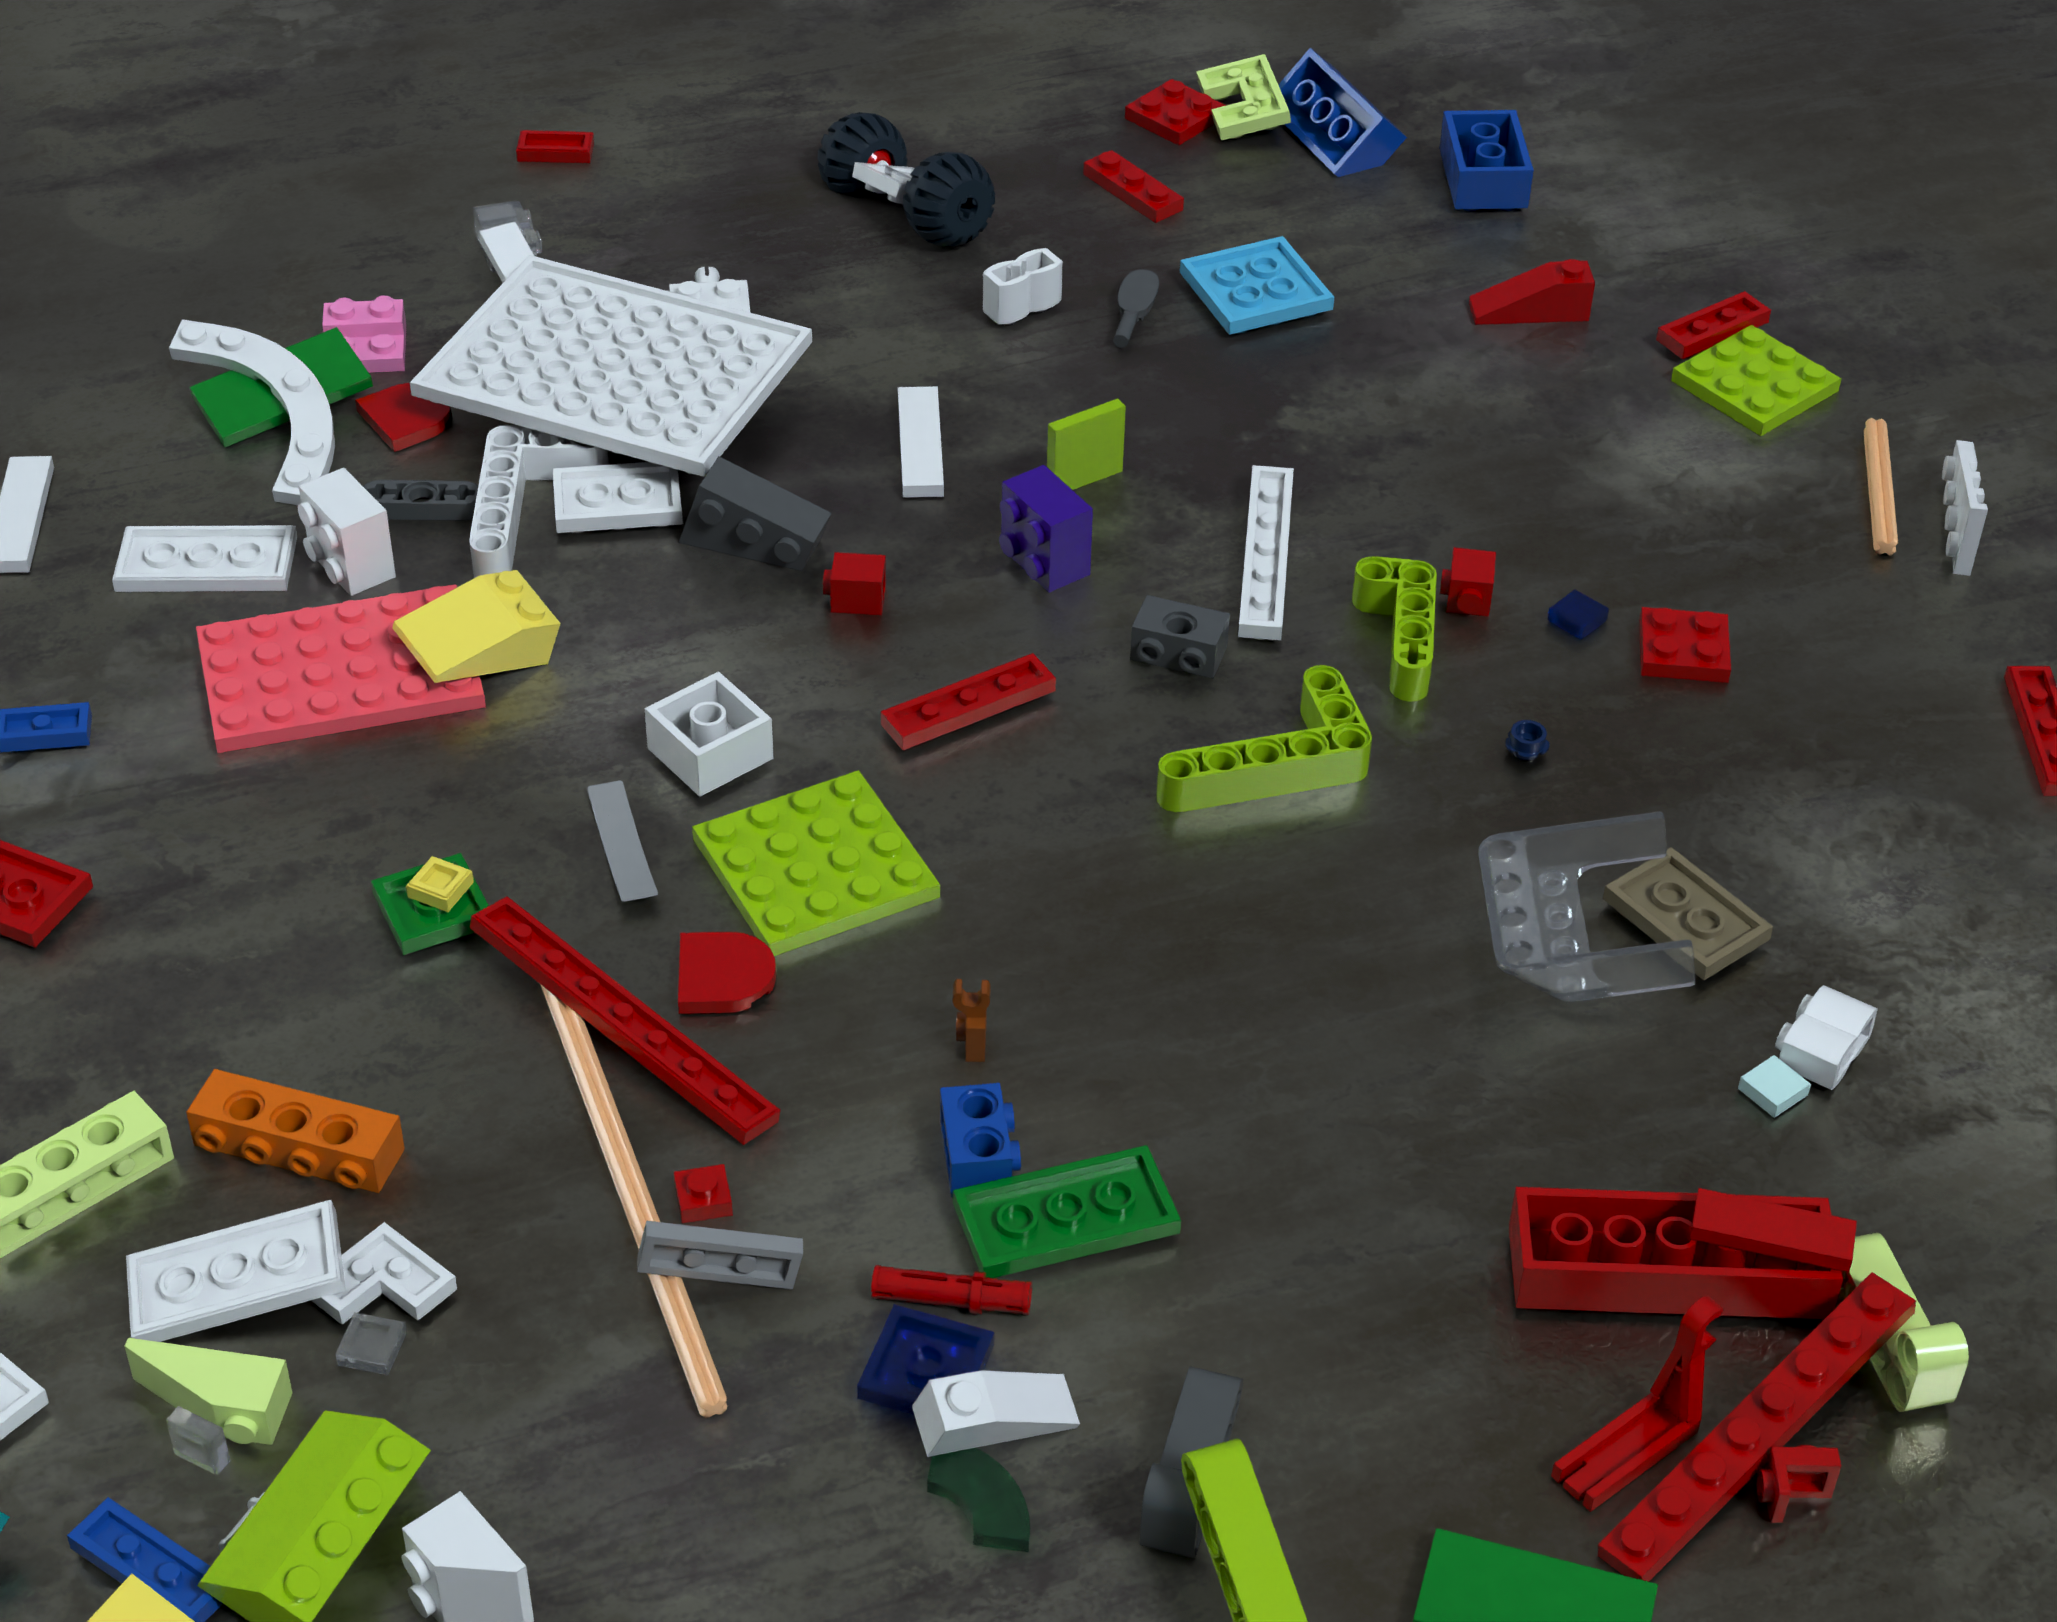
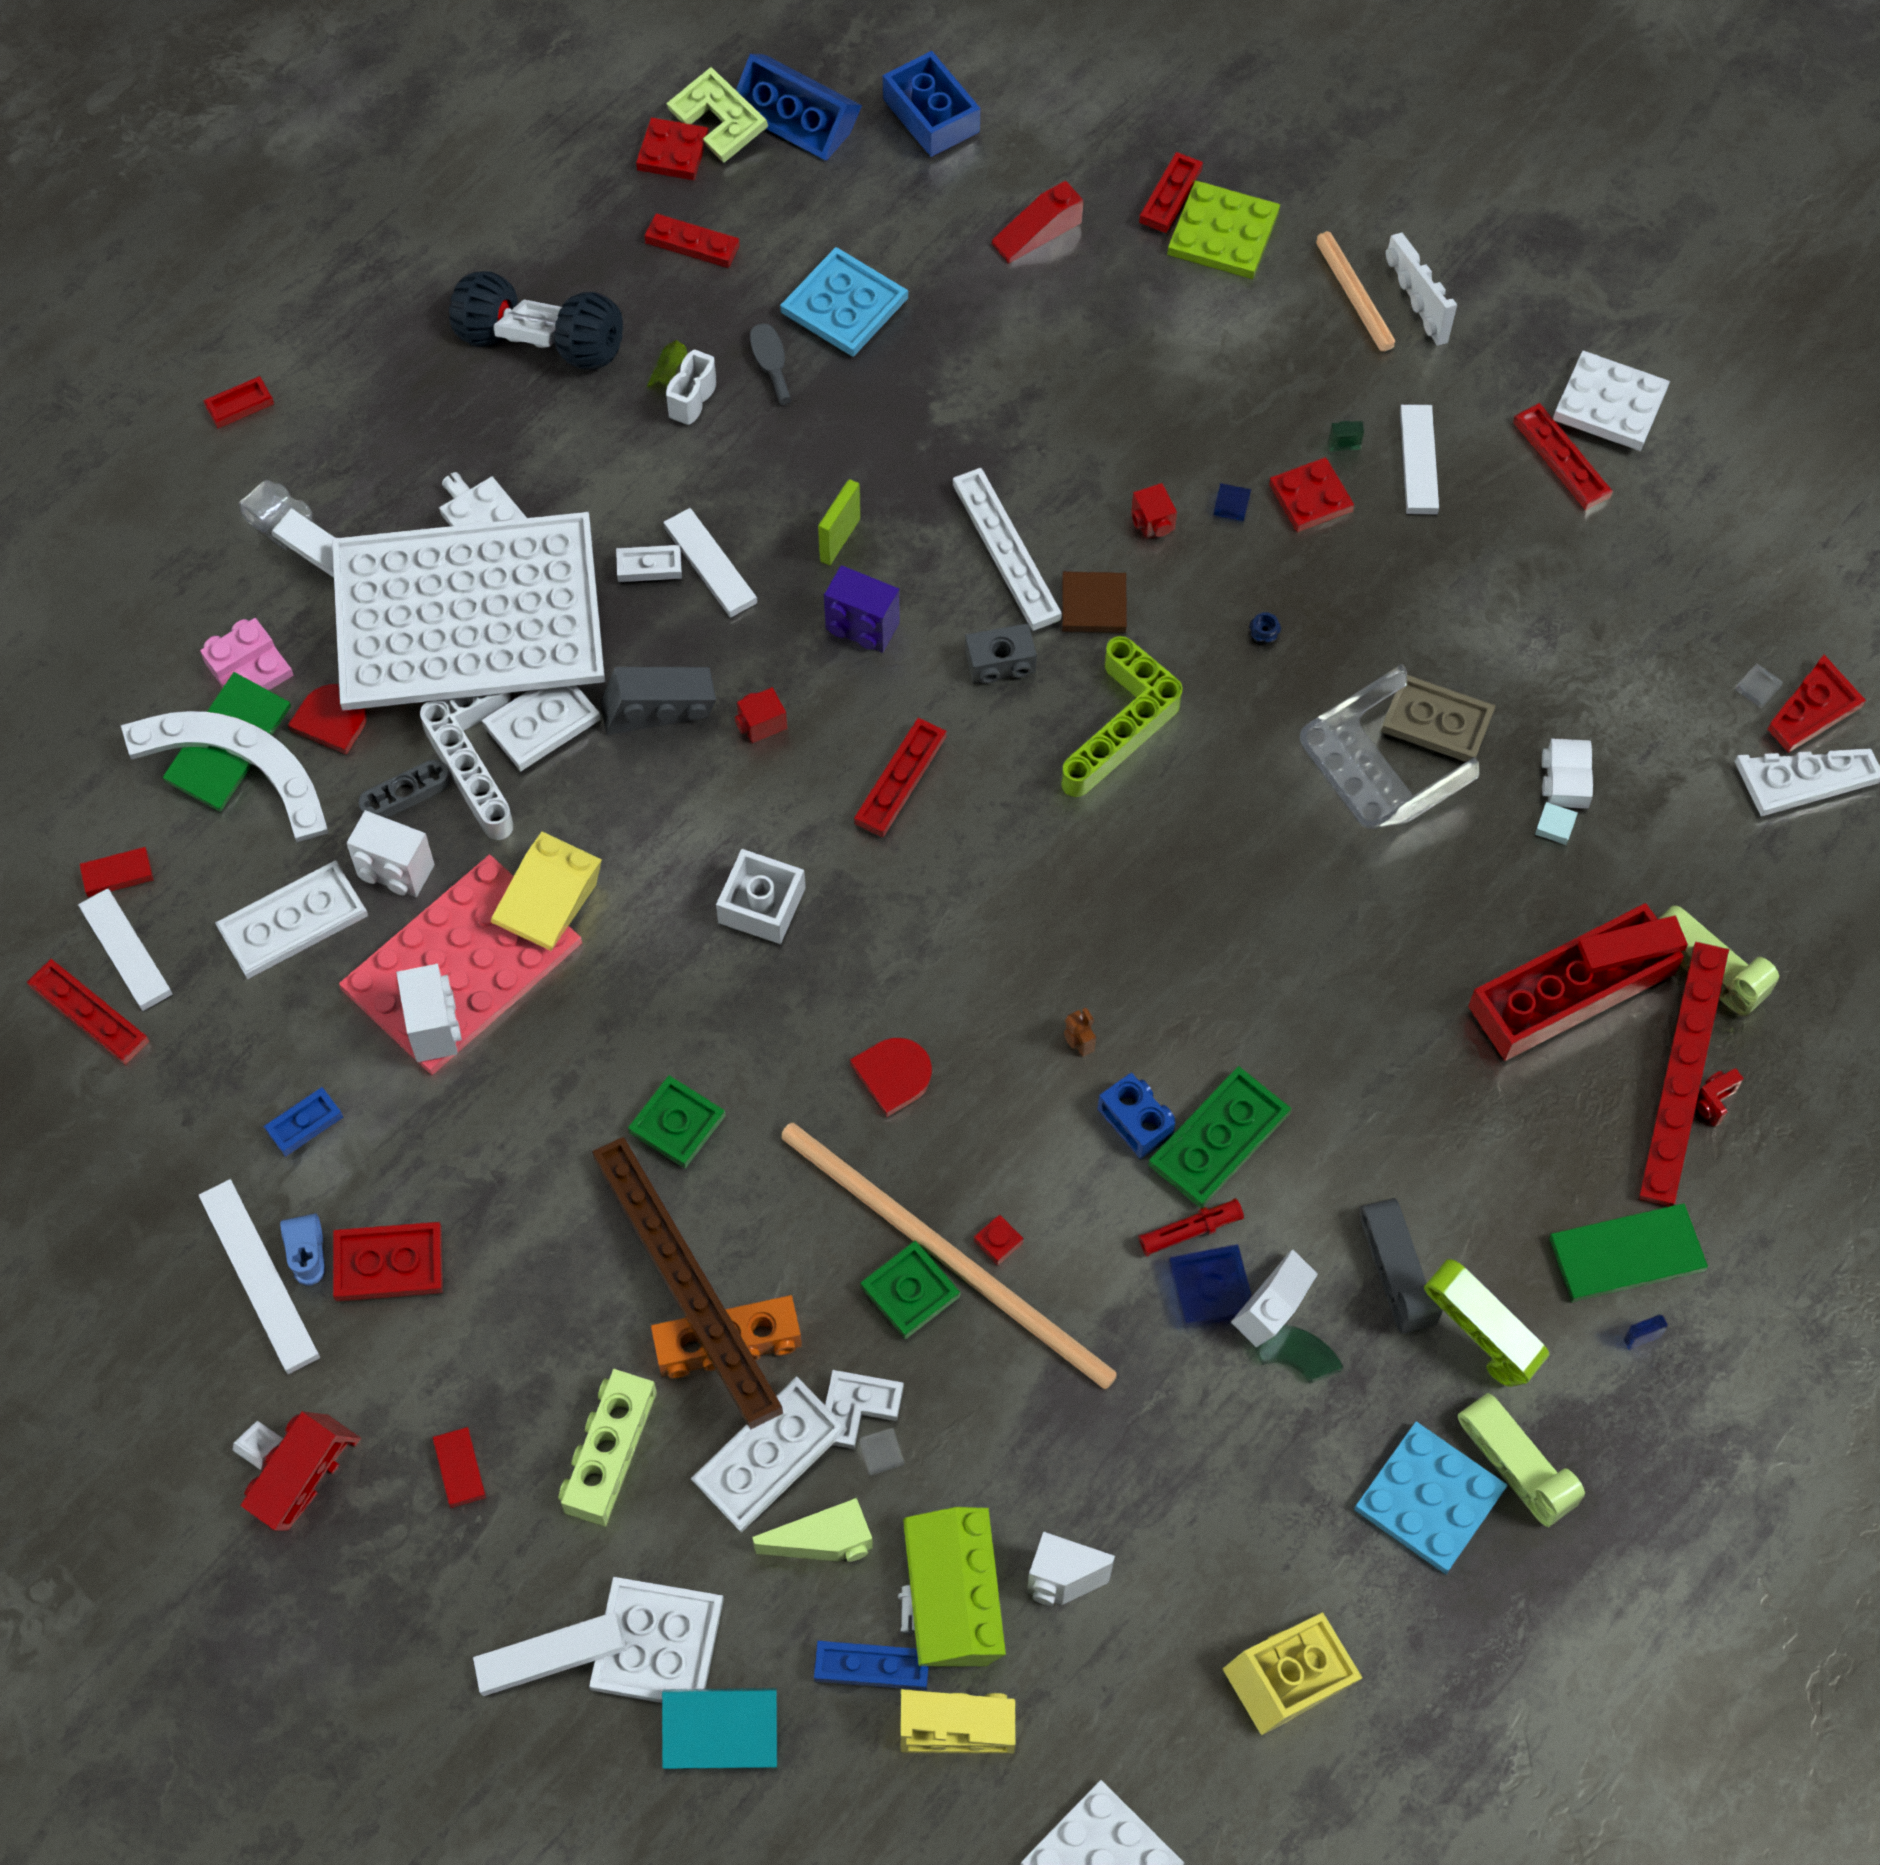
camera: 30 degrees left, 20 degrees up
(77, 449) = (116, 871): none -> red tile
(198, 1440) = (837, 1574): clear tile -> none
(244, 666) = (429, 1012): none -> white brick
(286, 1050) = (688, 1284): none -> reddish brown plate
(440, 884) = (678, 1108): light yellow tile -> none
(550, 1189) = (910, 1289): none -> green plate
(621, 841) = (756, 1007): light grey sticker -> none
(626, 1020) = (864, 1144): red tile -> none
(719, 1255) = (1050, 1282): light grey plate -> none
(815, 863) = (890, 957): lime plate -> none
(851, 414) = (649, 563): none -> white plate
(1334, 637) = (1094, 602): none -> reddish brown tile
(1409, 594) = (1138, 573): lime beam -> none
(1649, 1427) = (1622, 1105): red hinge -> none
(1767, 603) = (1346, 436): none -> clear green plate
(1849, 663) = (1419, 459): none -> white tile

